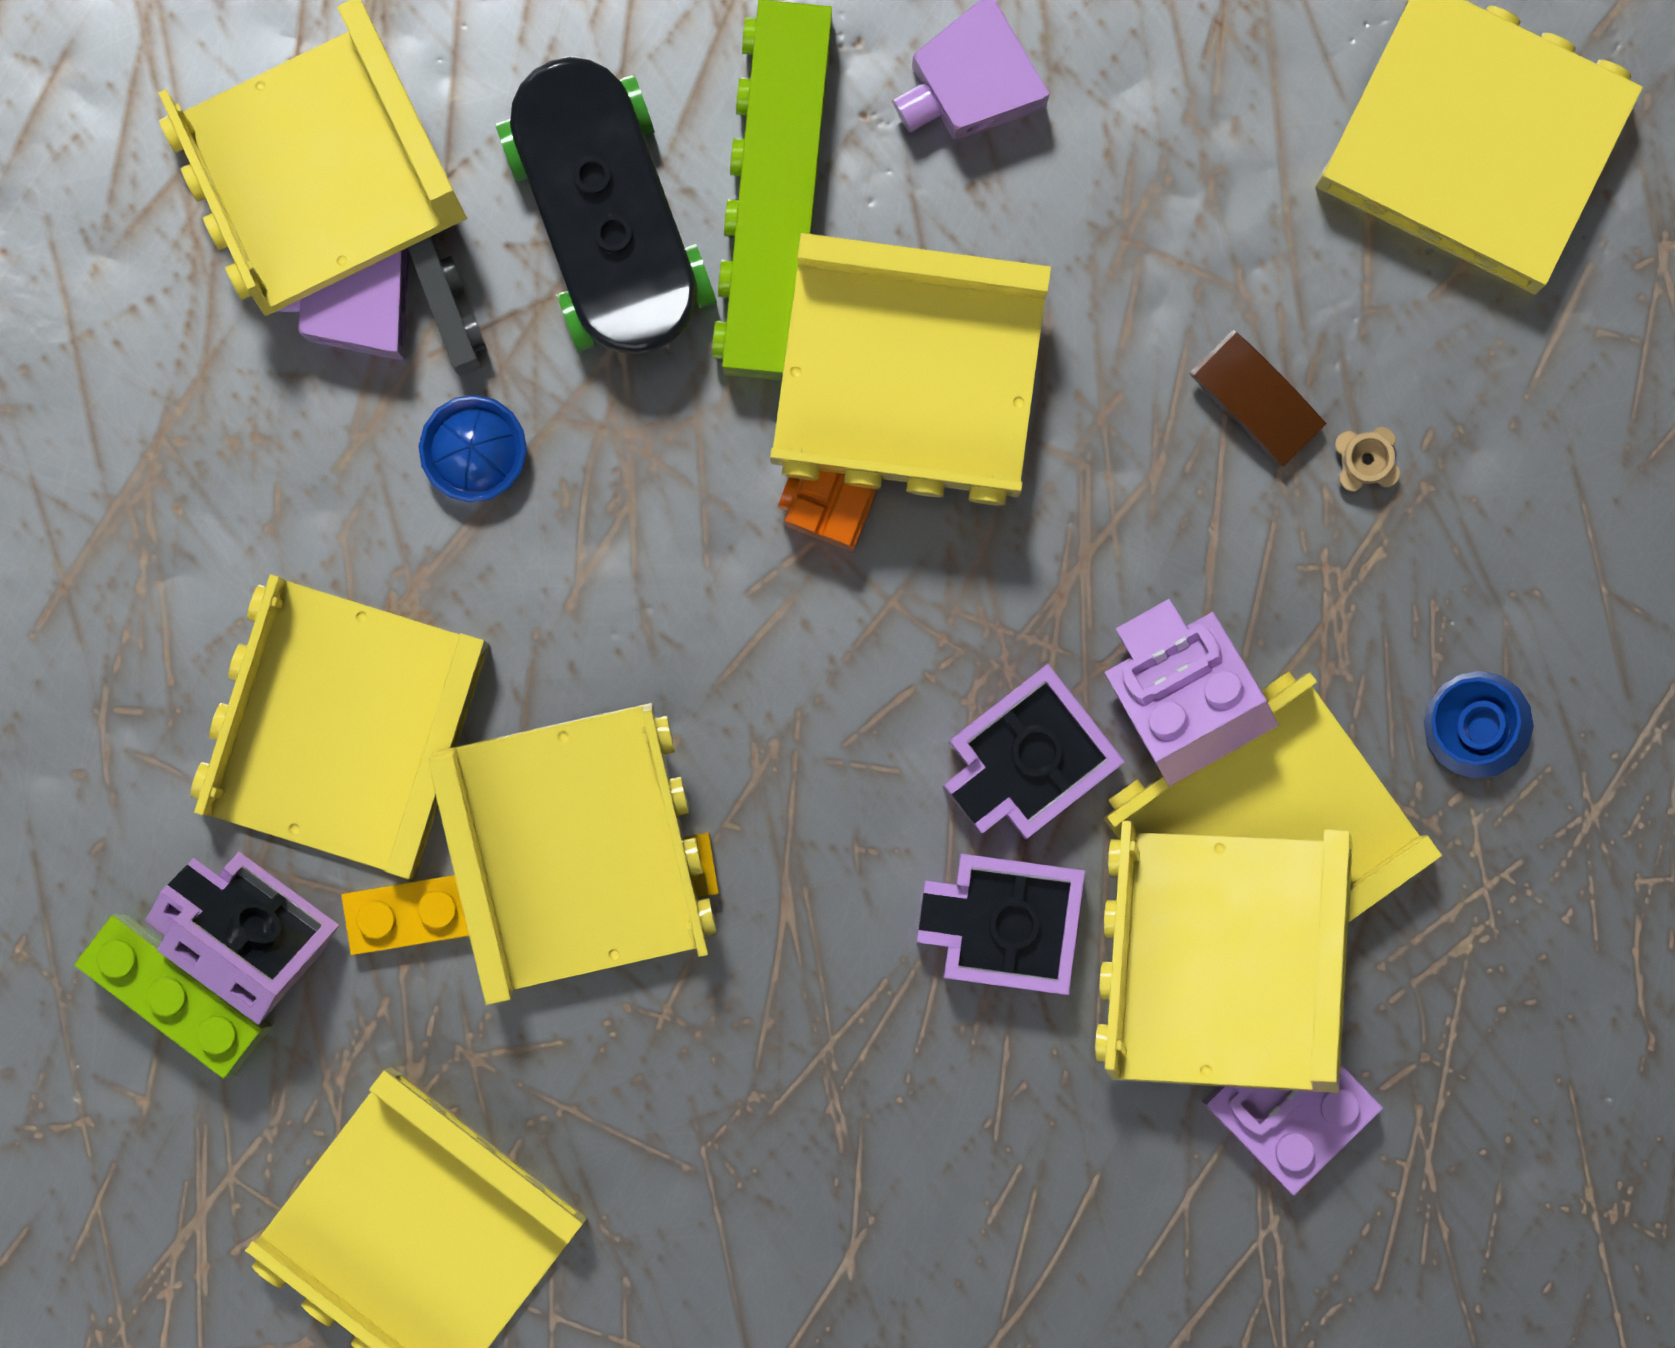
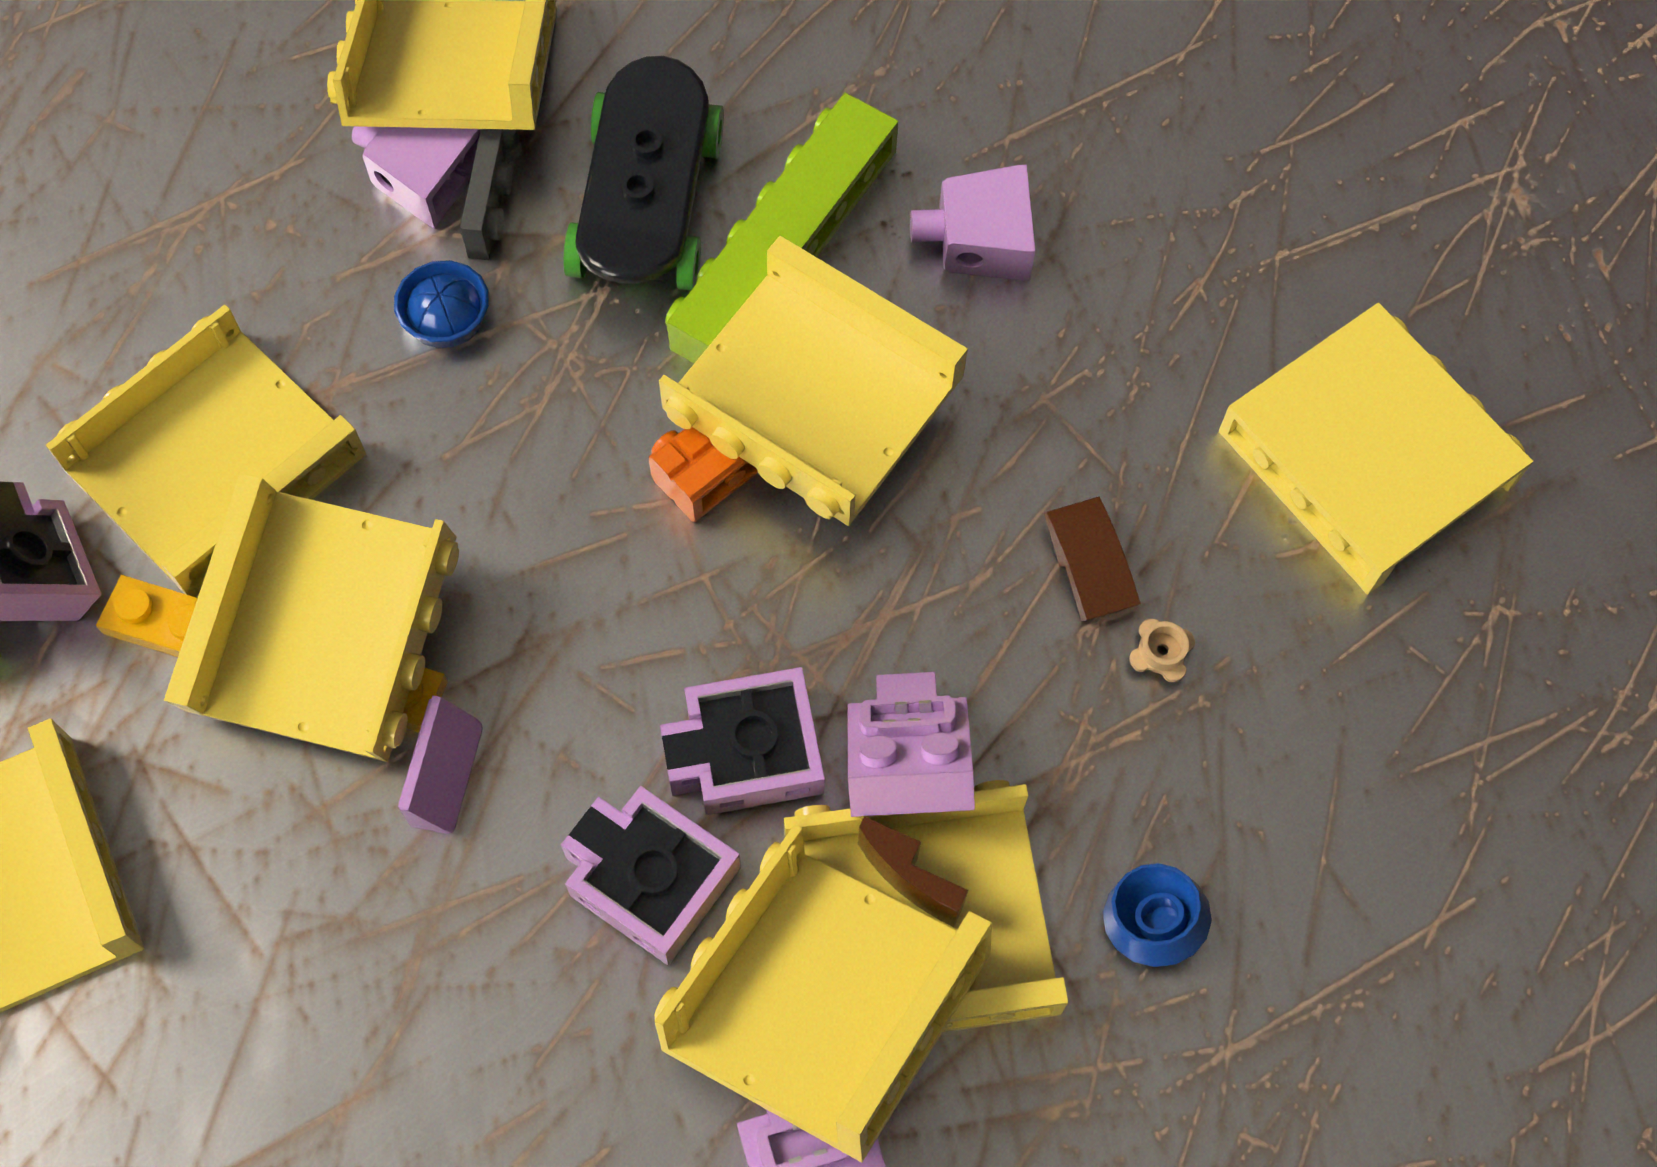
camera: 25 degrees right, 20 degrees down
(759, 921) = (440, 767): none -> lavender slope
(1227, 800) = (895, 860): none -> reddish brown slope

